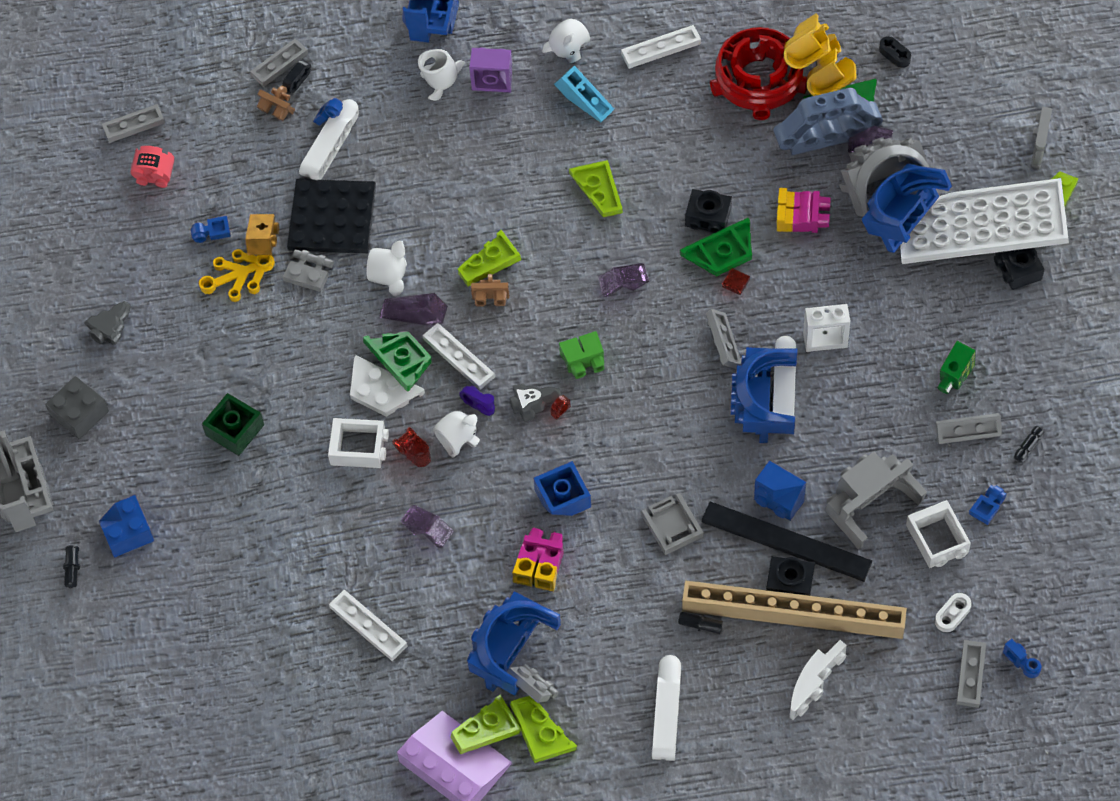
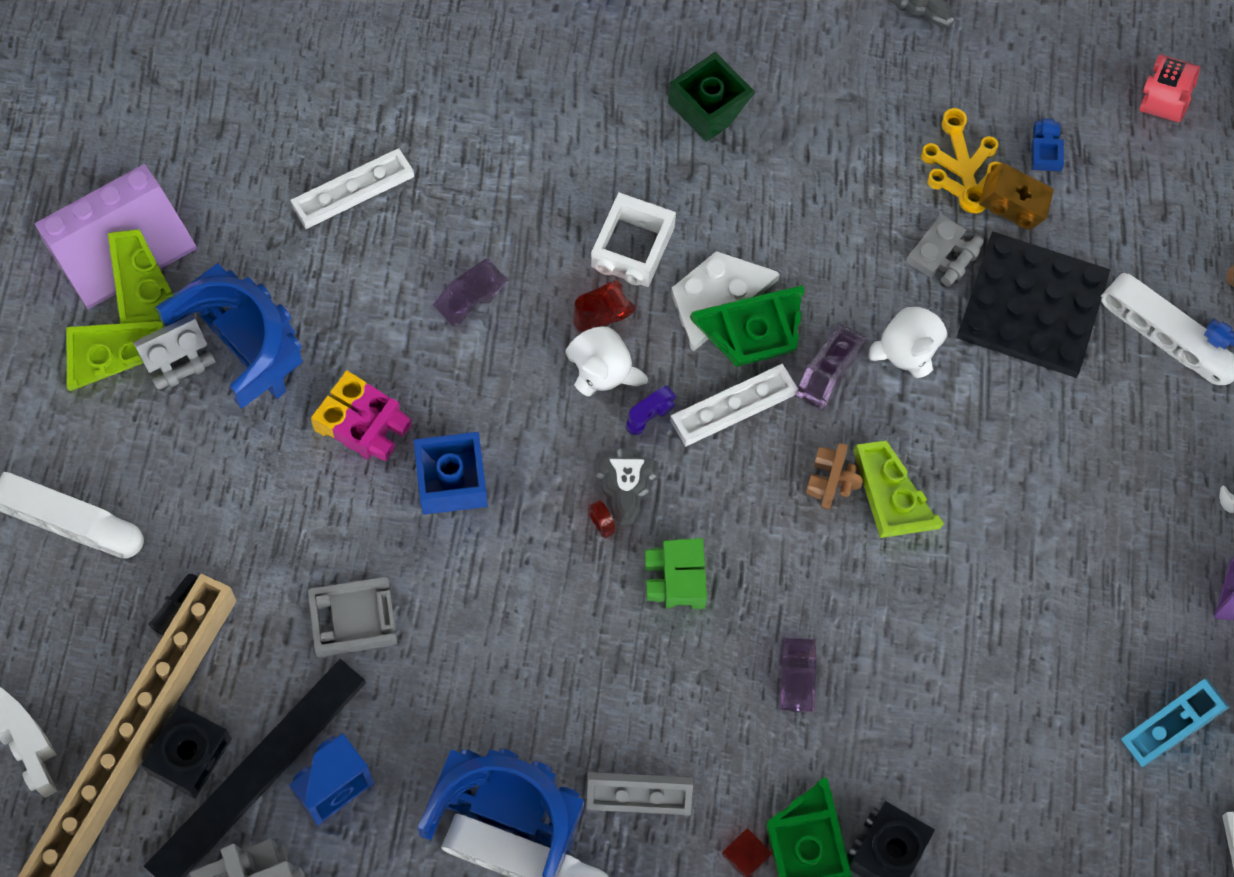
camera: 100 degrees right, 5 degrees up
(599, 186) = (987, 693): lime wing -> none

